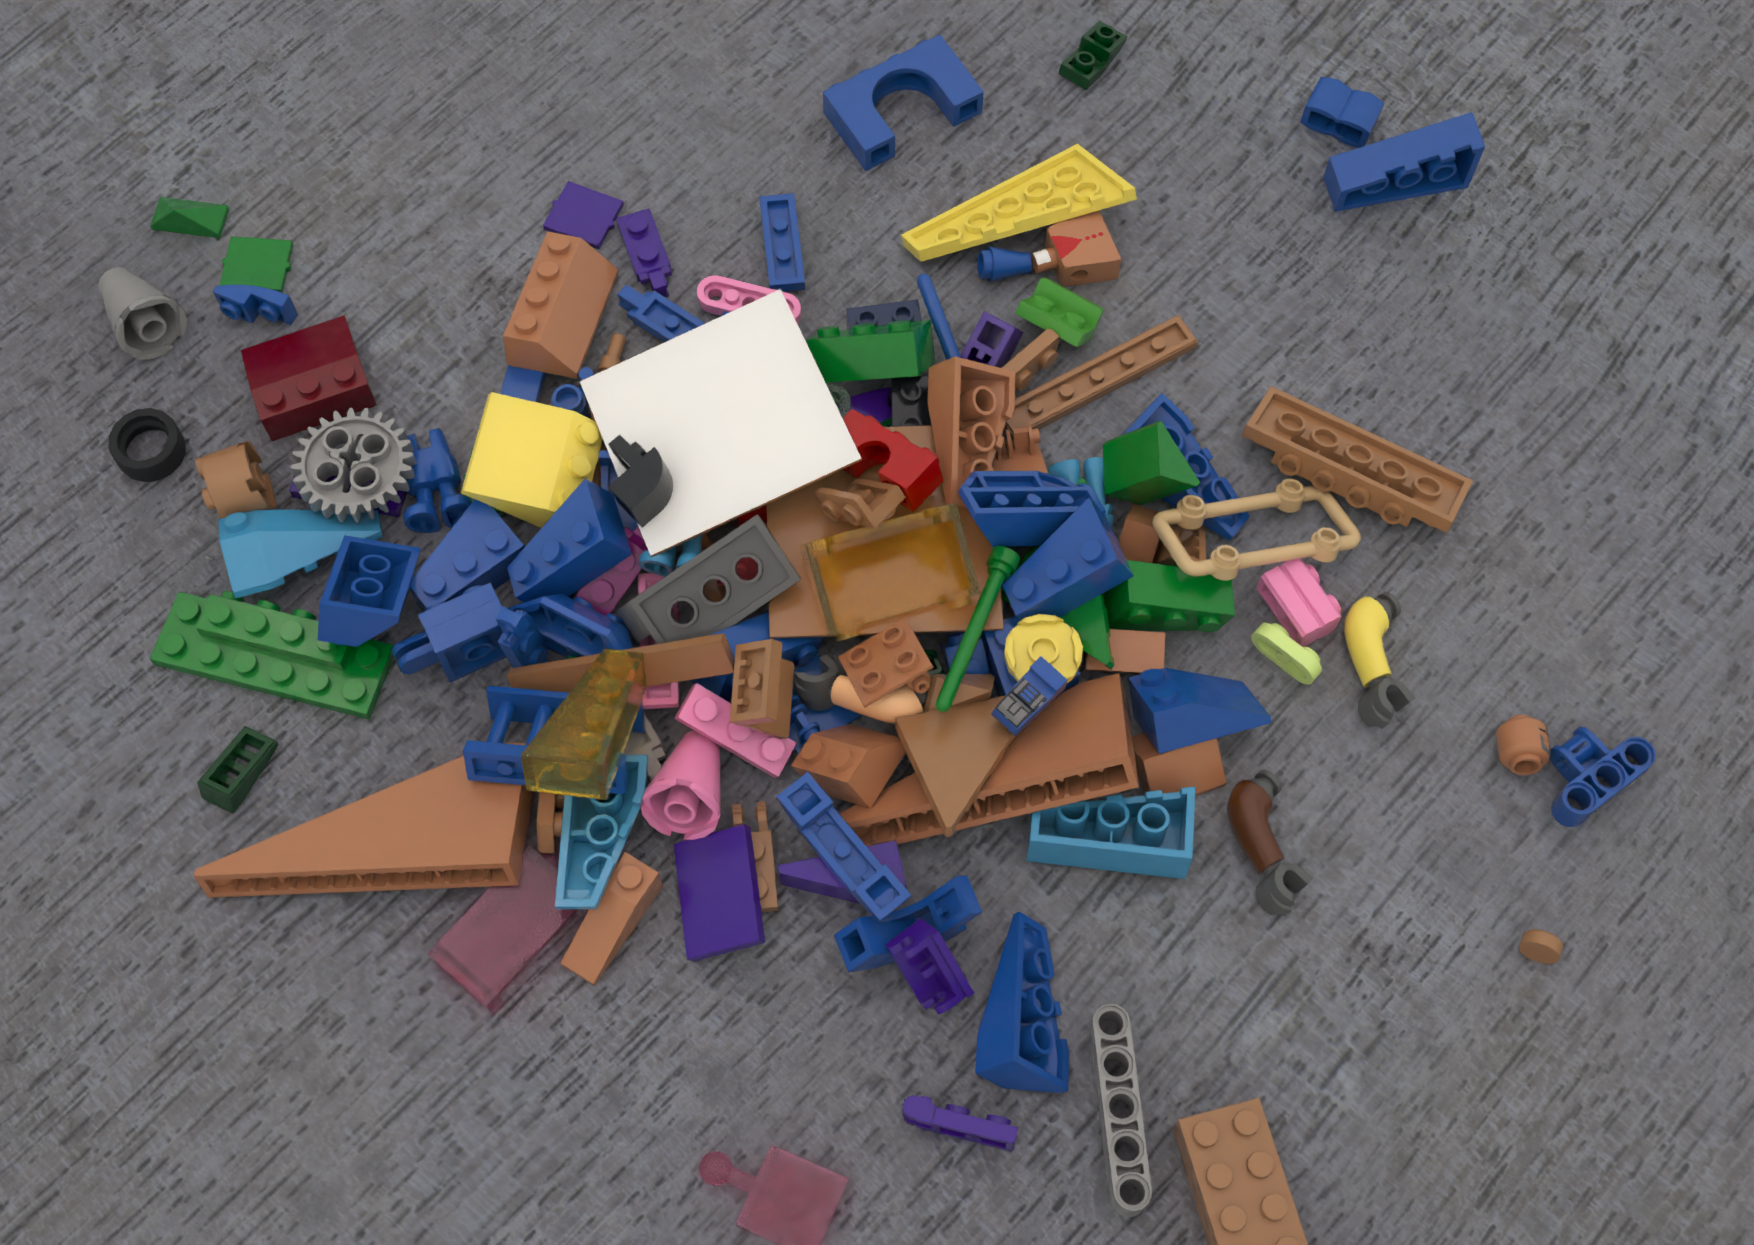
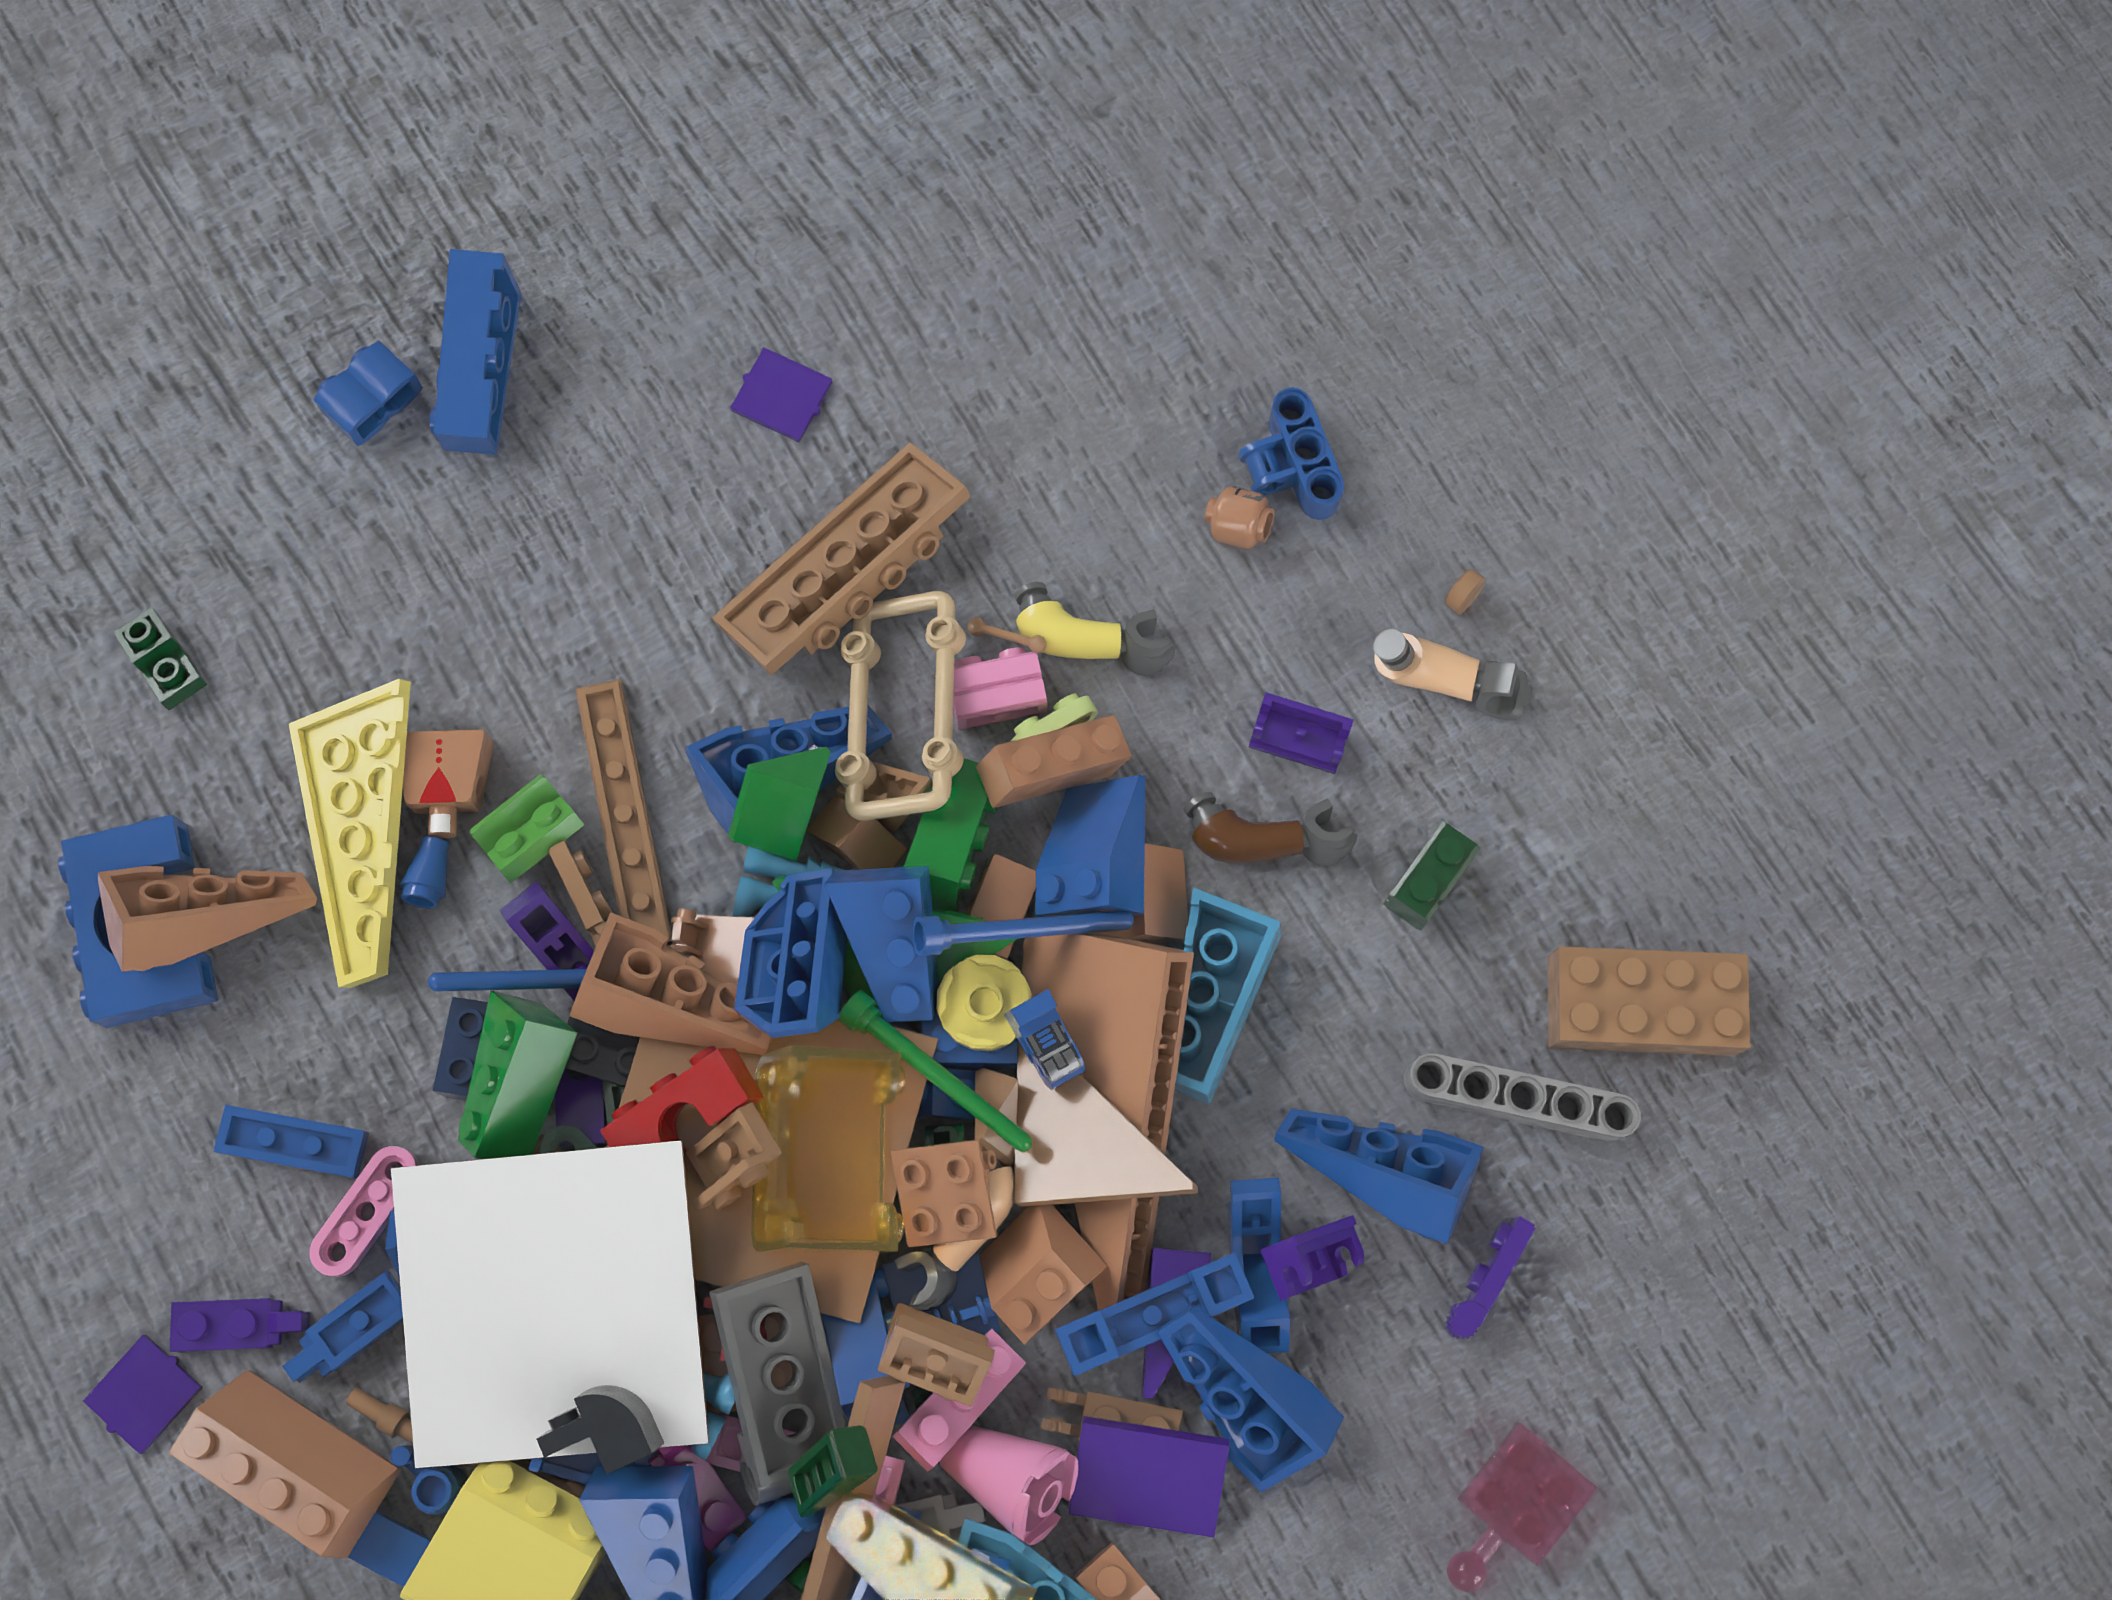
camera: 75 degrees left, 10 degrees up
(656, 636) = (838, 1465): none -> dark green slope
(799, 961) = (1258, 1403): none -> blue wedge
(912, 114) = (172, 917): none -> nougat wedge
(1079, 585) = (933, 935): none -> blue piece
(1256, 652) = (1053, 761): none -> nougat brick
(1281, 982) = (1431, 876): none -> dark green brick
(1345, 577) = (978, 627): none -> medium nougat hinge
(1360, 845) = (1300, 733): none -> dark purple hinge
(1461, 927) = (1439, 669): none -> piece
(1470, 383) = (781, 394): none -> dark purple piece

